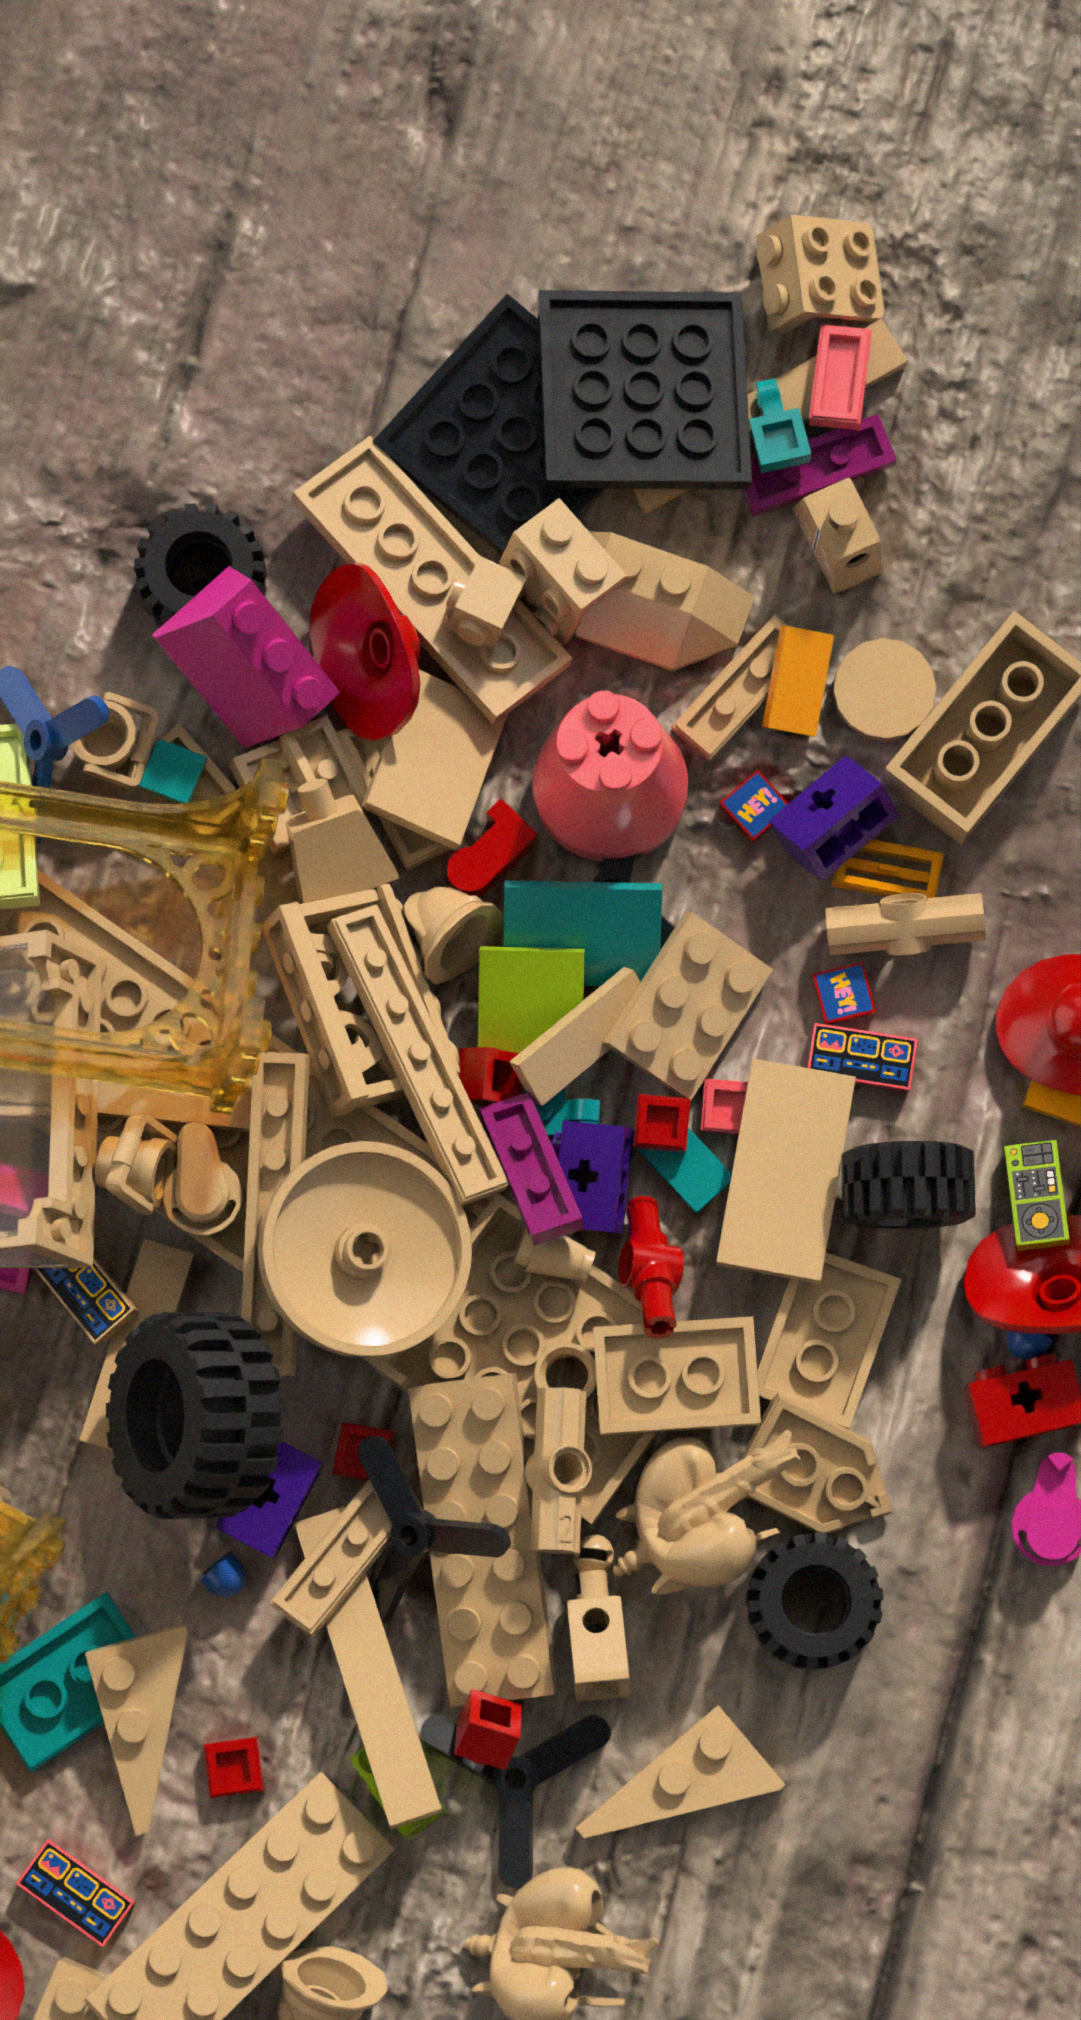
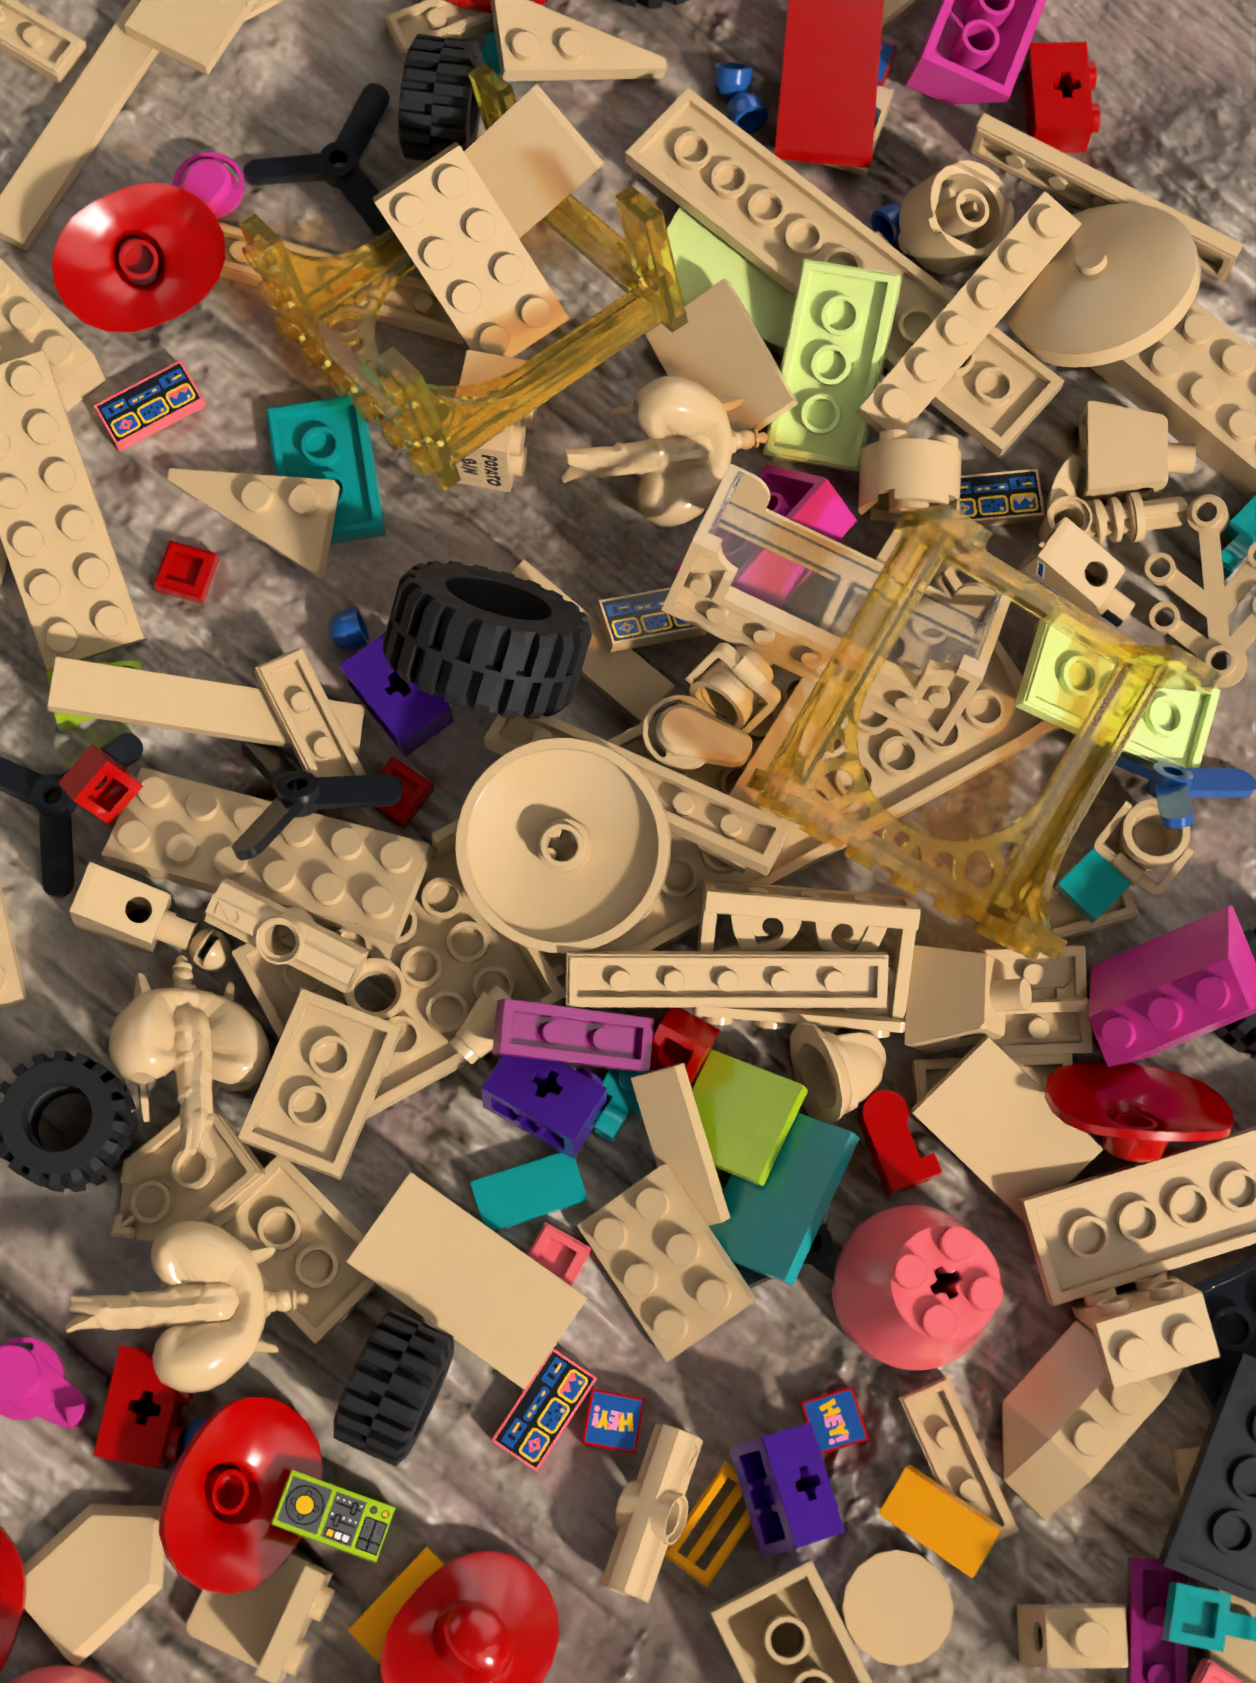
camera: 115 degrees right, 5 degrees down
(484, 603) = (1141, 1238): tan brick -> none
(651, 1267) = (433, 1108): red pin -> none
(661, 1123) = (566, 1185): red tile -> none
(917, 1376) = (207, 1300): none -> tan hair

